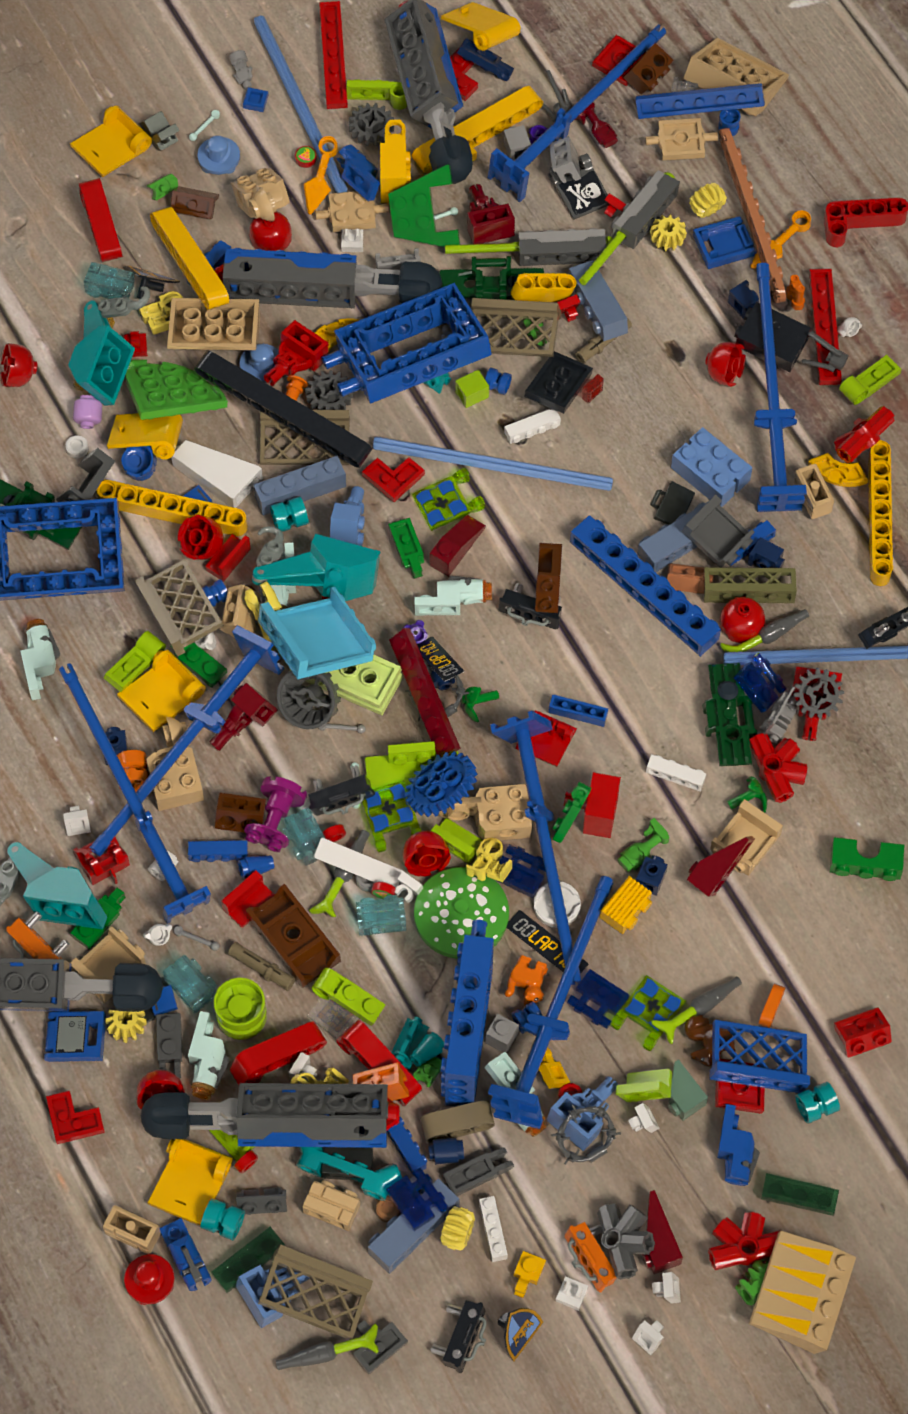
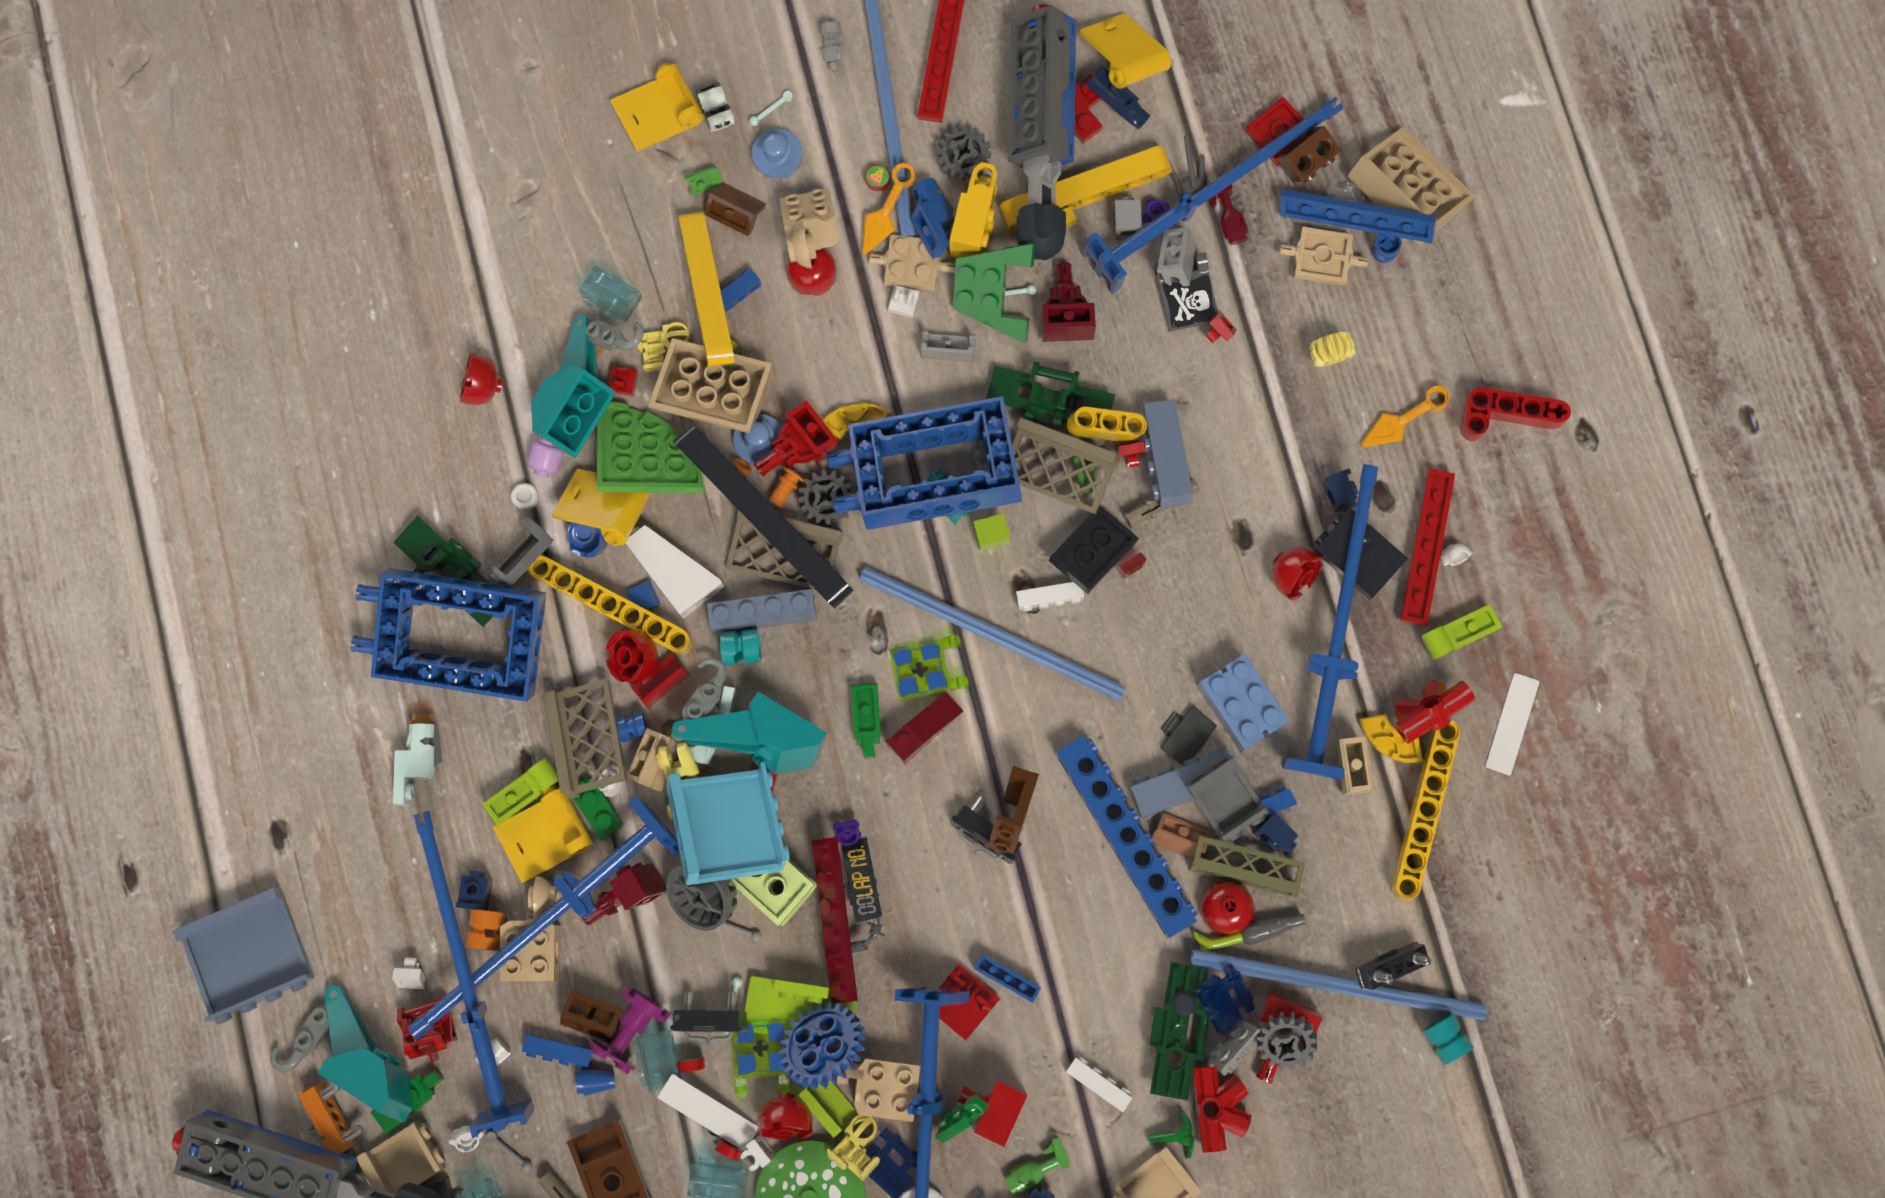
camera: 20 degrees right, 15 degrees up
(100, 220) = (617, 209): red beam -> none
(146, 276) = (658, 300): black shield -> none
(248, 894) = (576, 1120): red panel -> none
(255, 99) = (838, 87): blue tile -> none
(318, 278) = (851, 350): piece -> none
(341, 877) = (661, 1149): piece -> none
(347, 518) = (799, 680): medium blue brick -> none
(377, 90) = (979, 108): lime plate -> none
(395, 482) = (869, 631): red plate -> none
(451, 594) = (903, 792): light aqua plate -> none
(474, 697) = (893, 935): green plant -> none
(498, 380) = (1019, 525): blue wheel -> none
(546, 247) = (1130, 365): piece -> none
(638, 217) = (1243, 352): piece -> none
(668, 232) = (1268, 386): light yellow gear -> none
(728, 241) = (1341, 405): blue container -> none
(751, 207) = (1381, 389): nougat plate -> none
(795, 293) = (1405, 497): orange piece -> none
(835, 357) = (1429, 596): dark grey plant -> none

